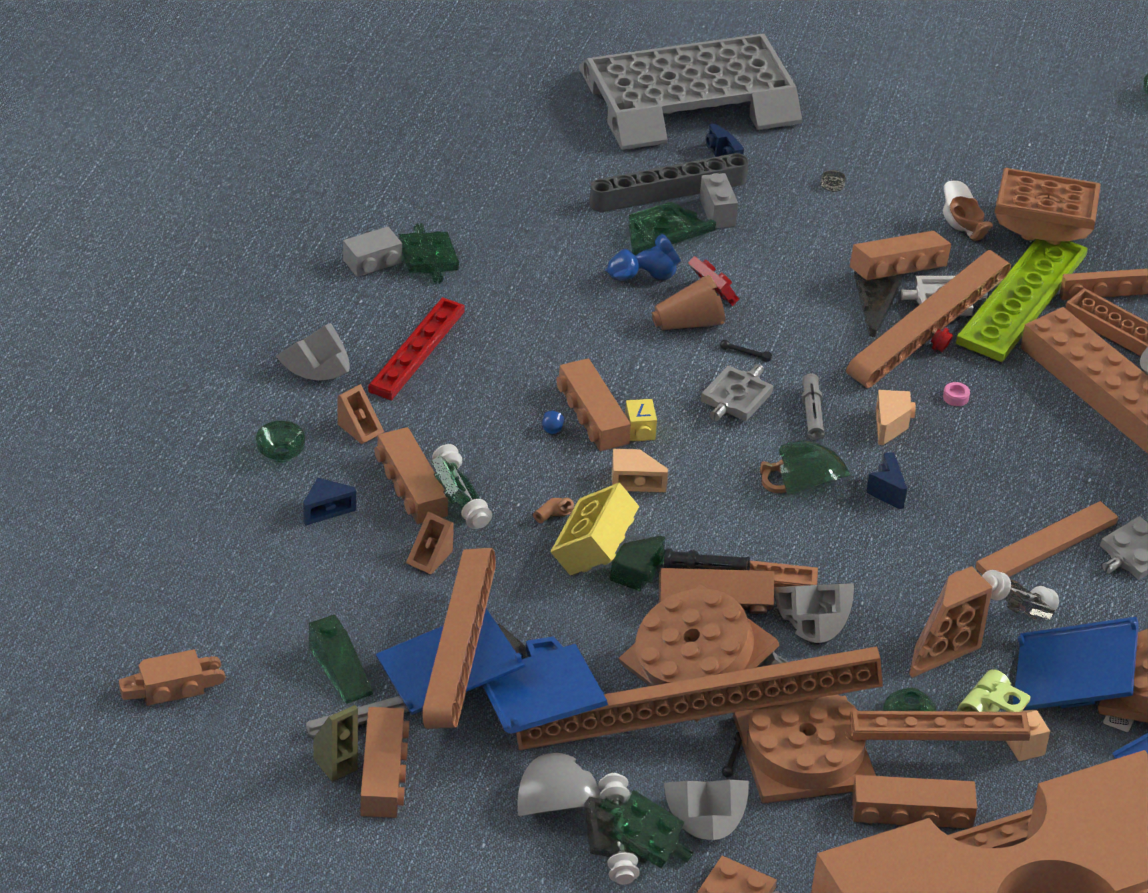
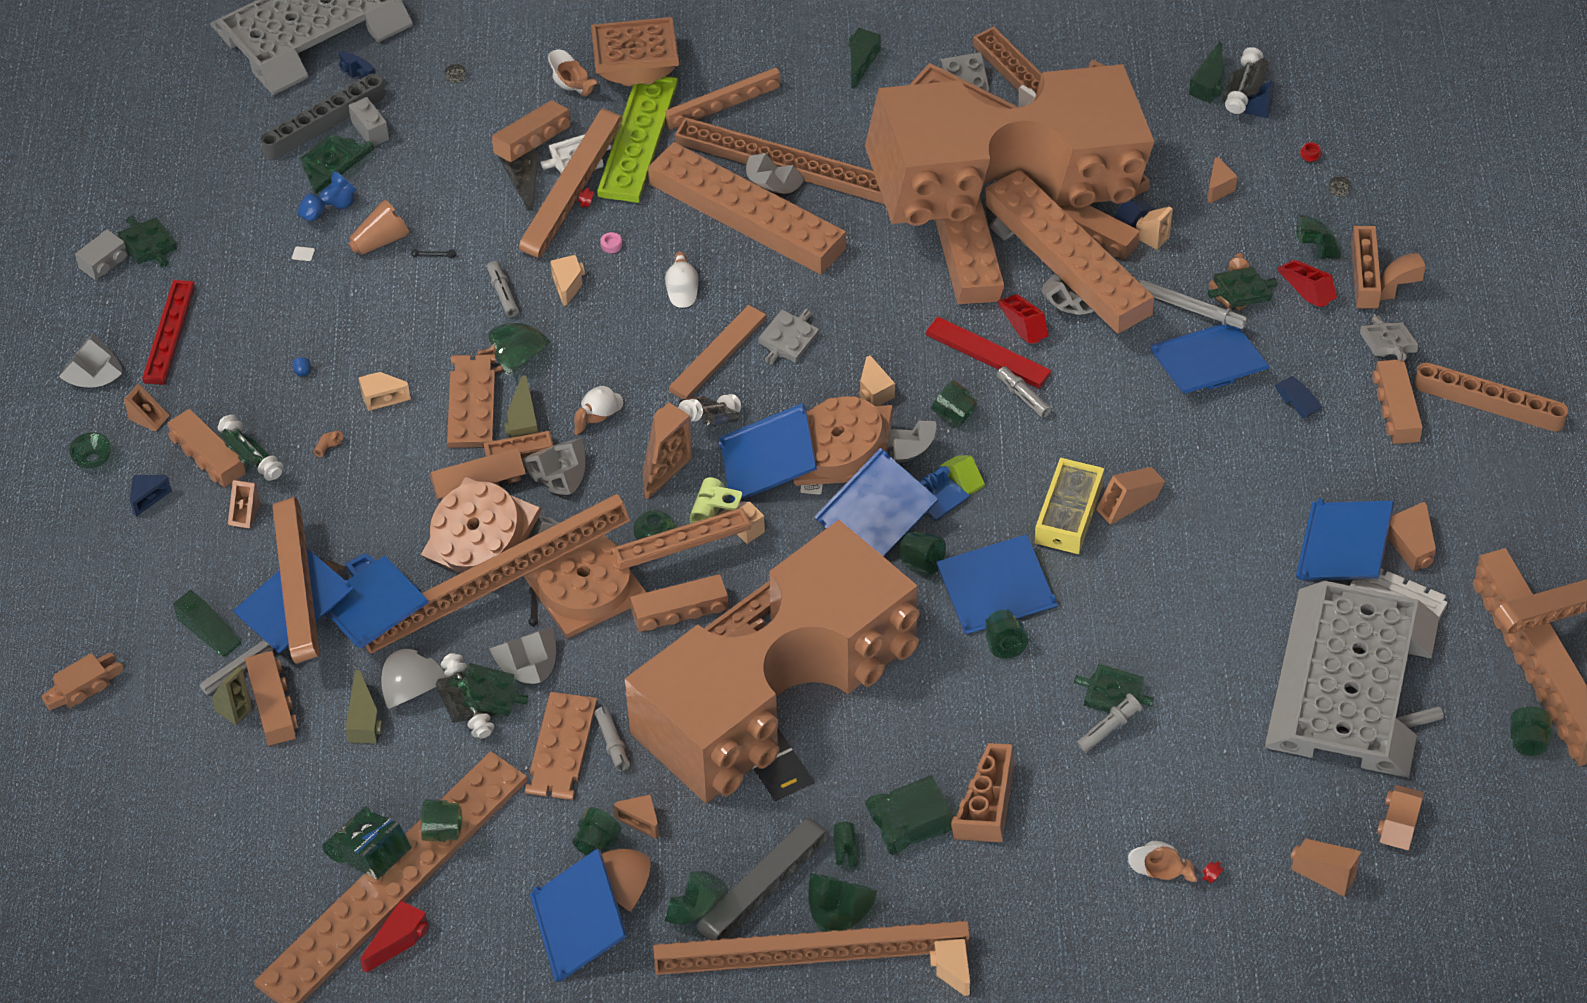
camera: 15 degrees left, 10 degrees up
(482, 818) = (362, 718): none -> olive slope
(594, 404) = (329, 340): nougat brick -> none
(595, 529) = (367, 453): light yellow brick -> none
(597, 311) = (303, 253): none -> white sticker
(637, 562) = (408, 468): clear green slope -> none
(642, 419) = (370, 343): light yellow brick -> none
(694, 560) = (451, 455): black pin -> none
(722, 281) = (395, 200): red plate -> none
(737, 393) = (439, 295): light grey plate -> none
(737, 510) = (471, 401): none -> nougat hinge
(790, 538) = (521, 412): none -> olive slope
(882, 557) = (596, 407): none -> white hair
(888, 482) = (581, 339): dark blue slope -> none
(1027, 455) = (681, 282): none -> white hair

